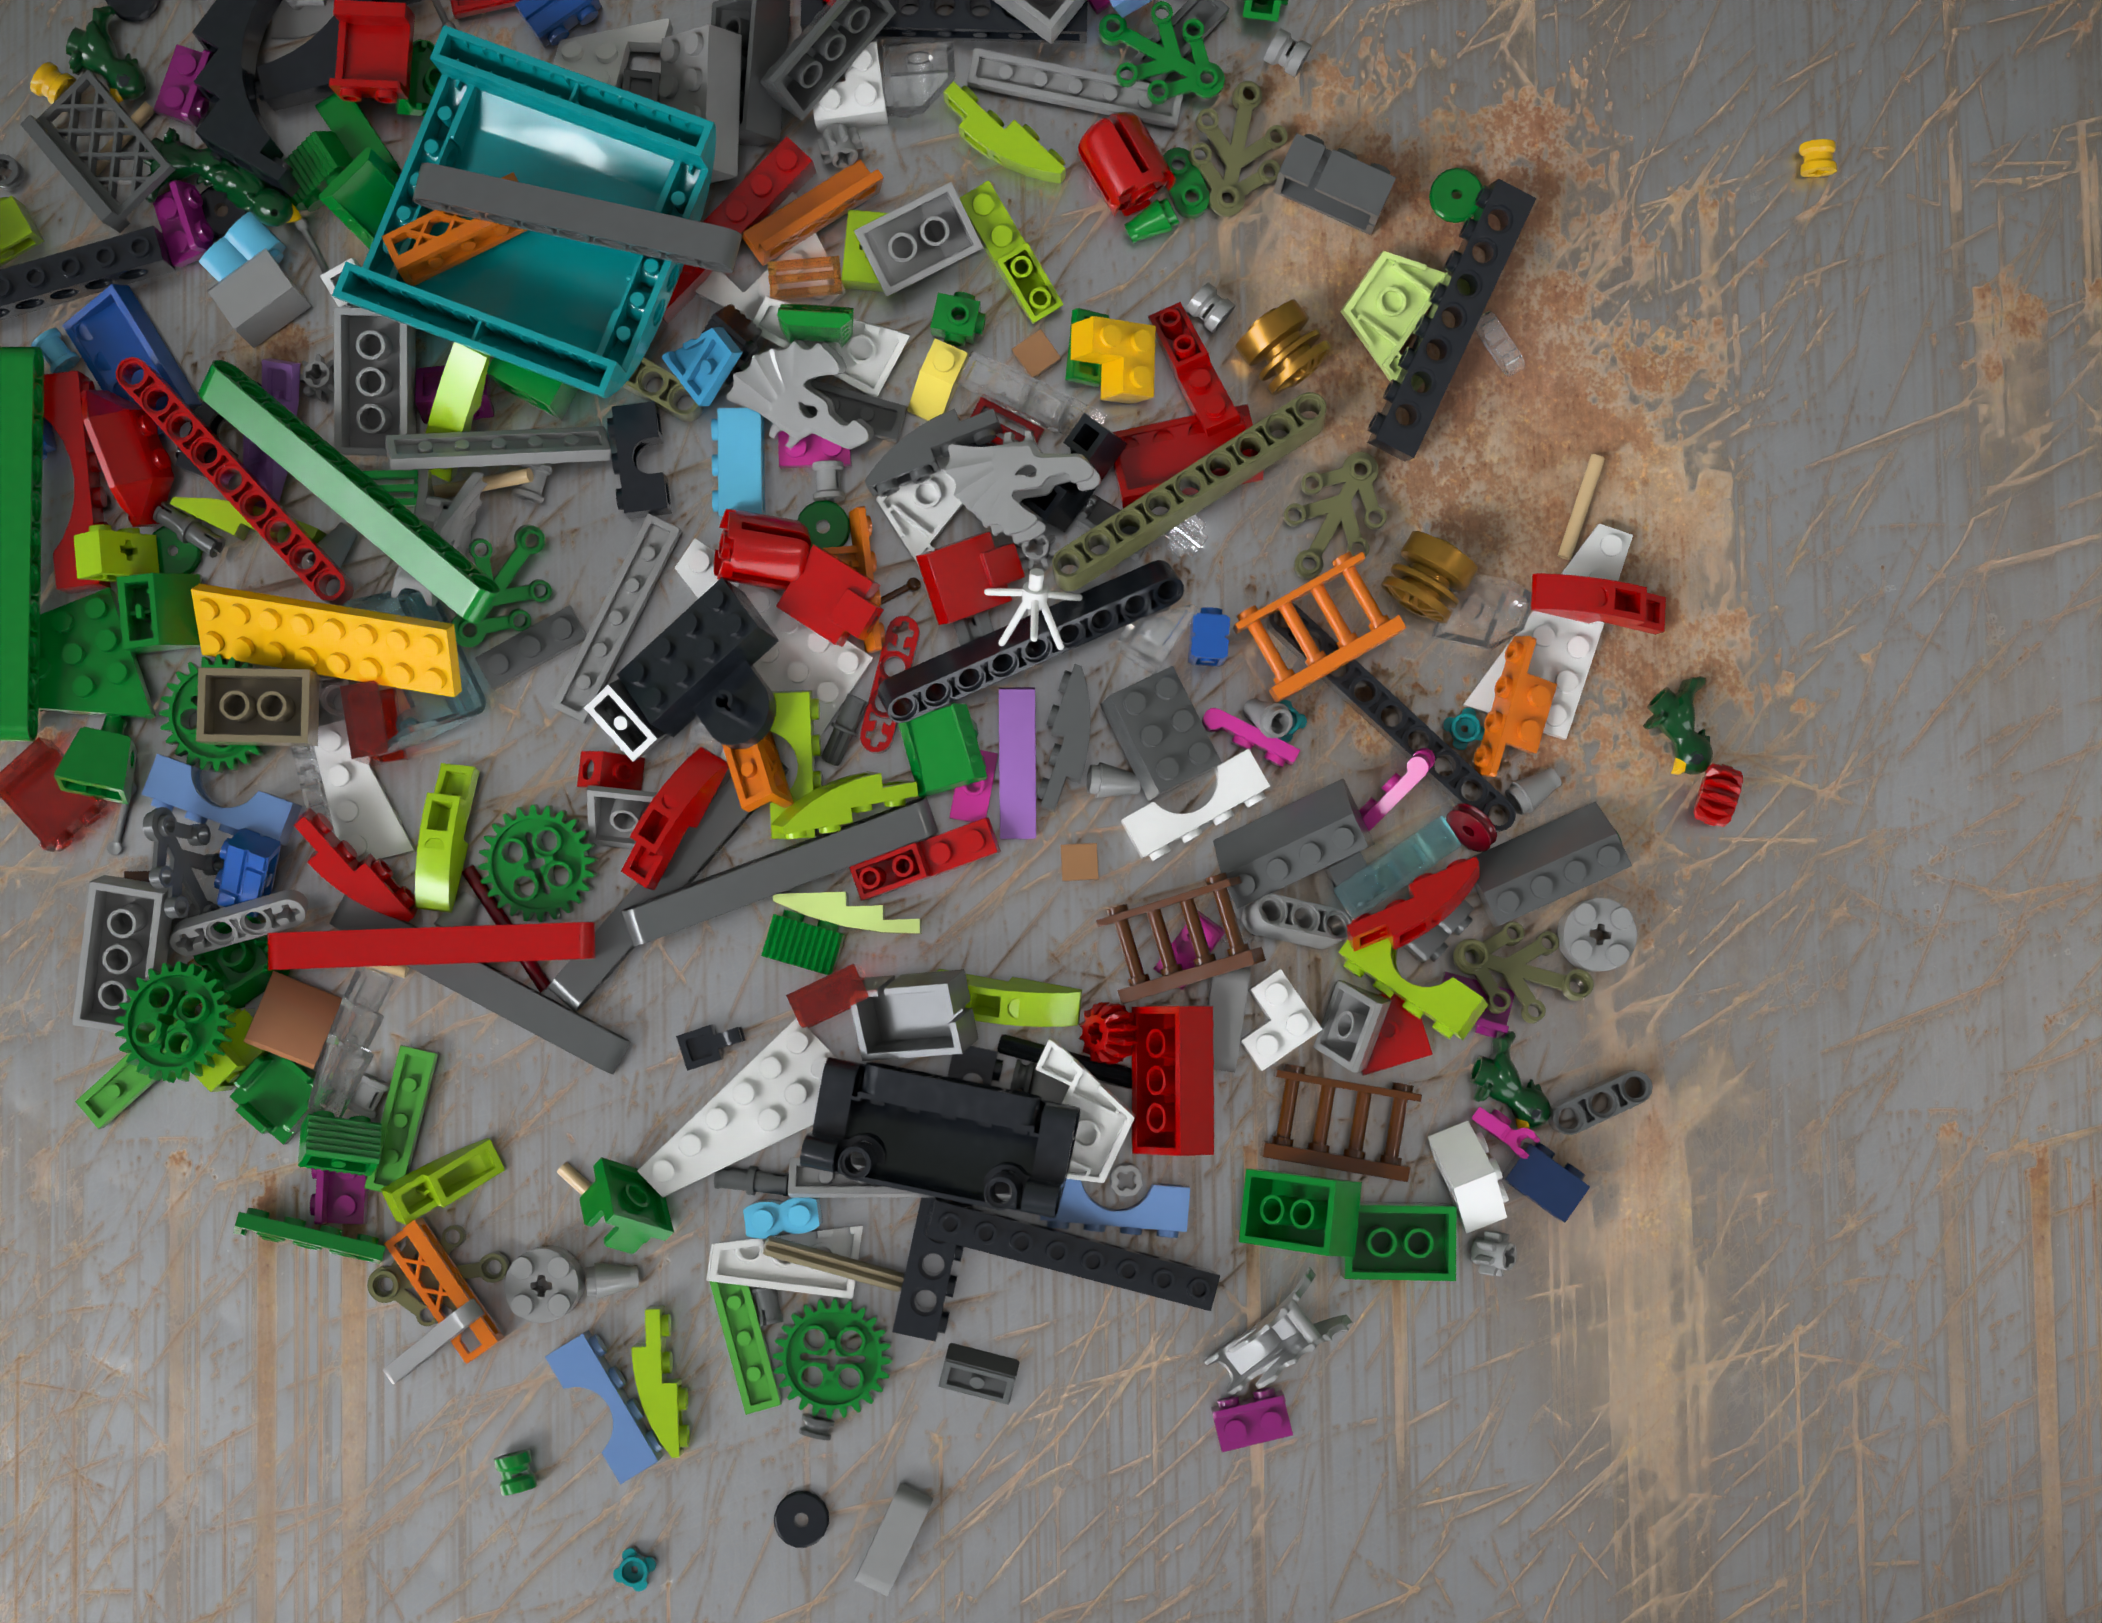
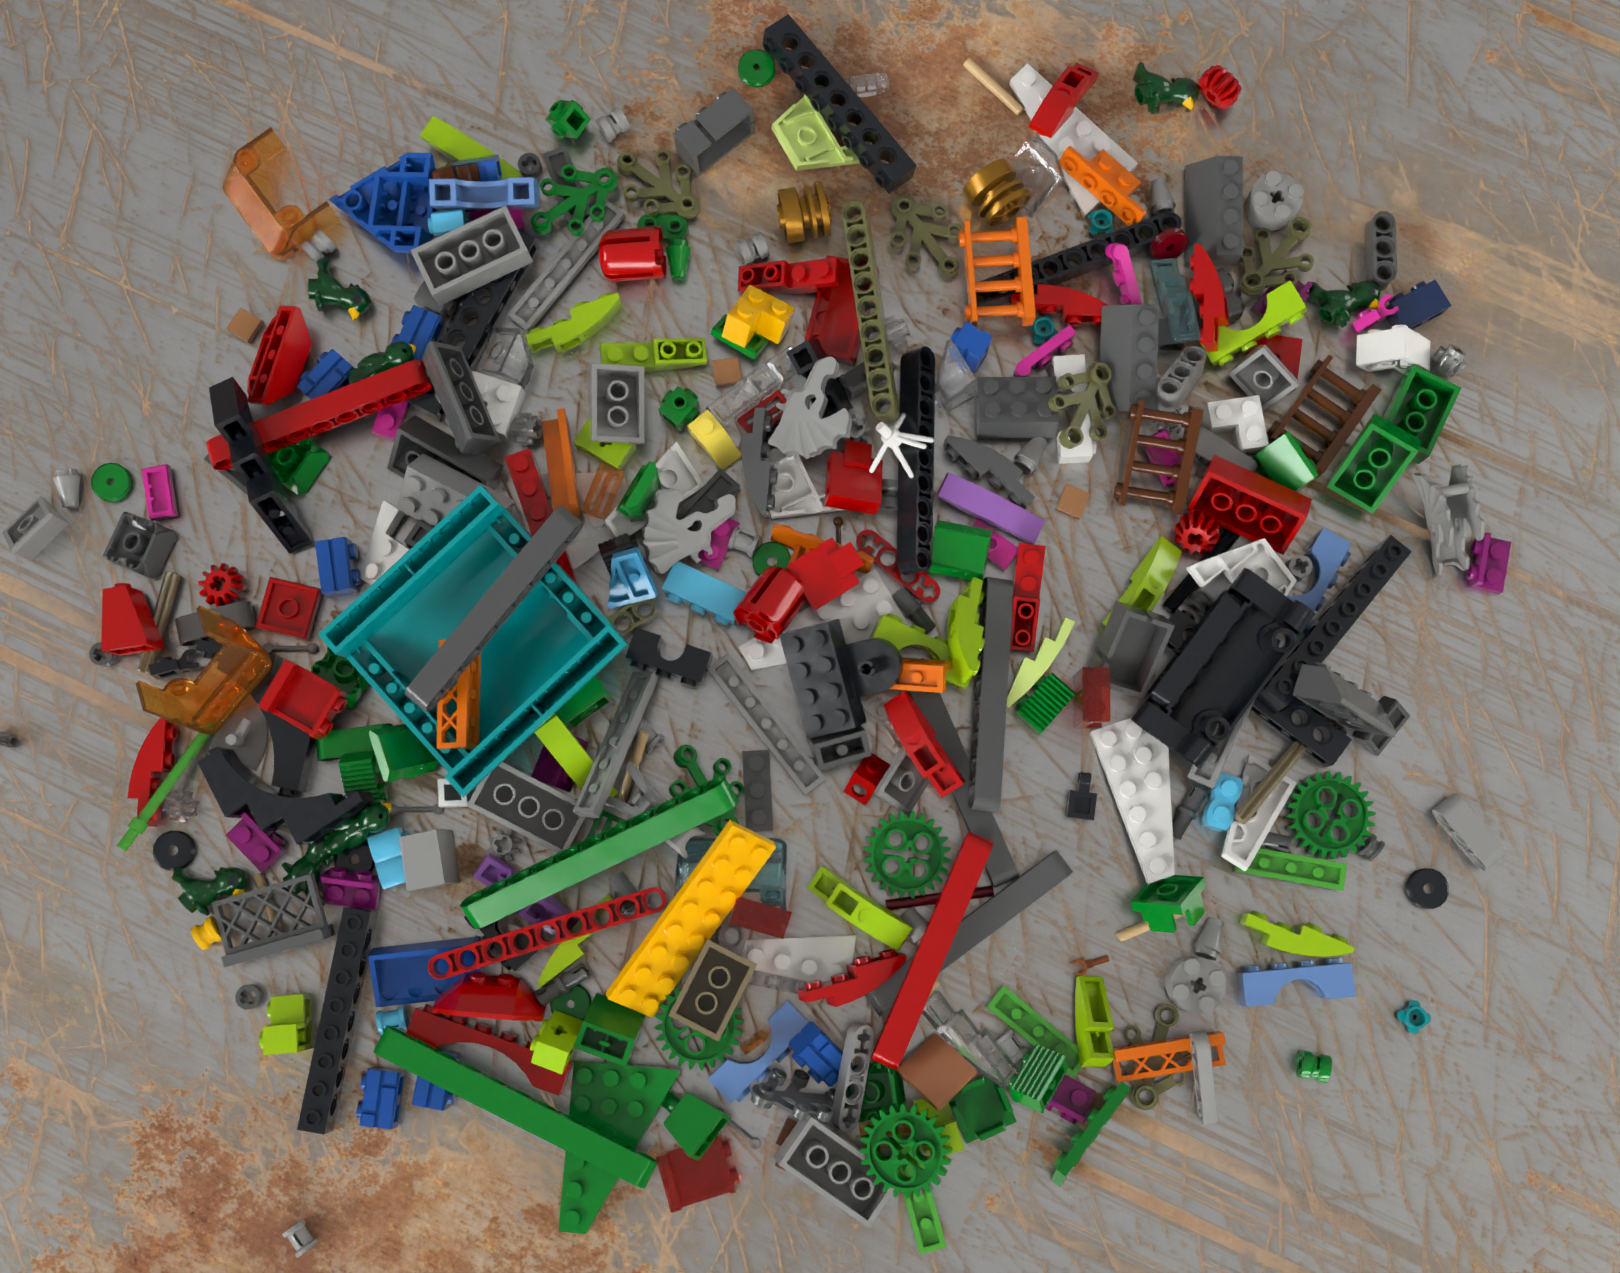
camera: 65 degrees left, 5 degrees down
(226, 786) = (754, 1040): none -> clear orange tile
(512, 1145) = (1090, 963): none -> dark orange hand
(971, 1304) = (1341, 700): none -> dark grey slope
(1203, 817) = (1086, 403): none -> olive plant
(1245, 1103) = (1286, 463): none -> green slope
(1269, 717) = (1041, 332): light grey cone -> none
(1332, 743) = (1072, 305): none -> red slope

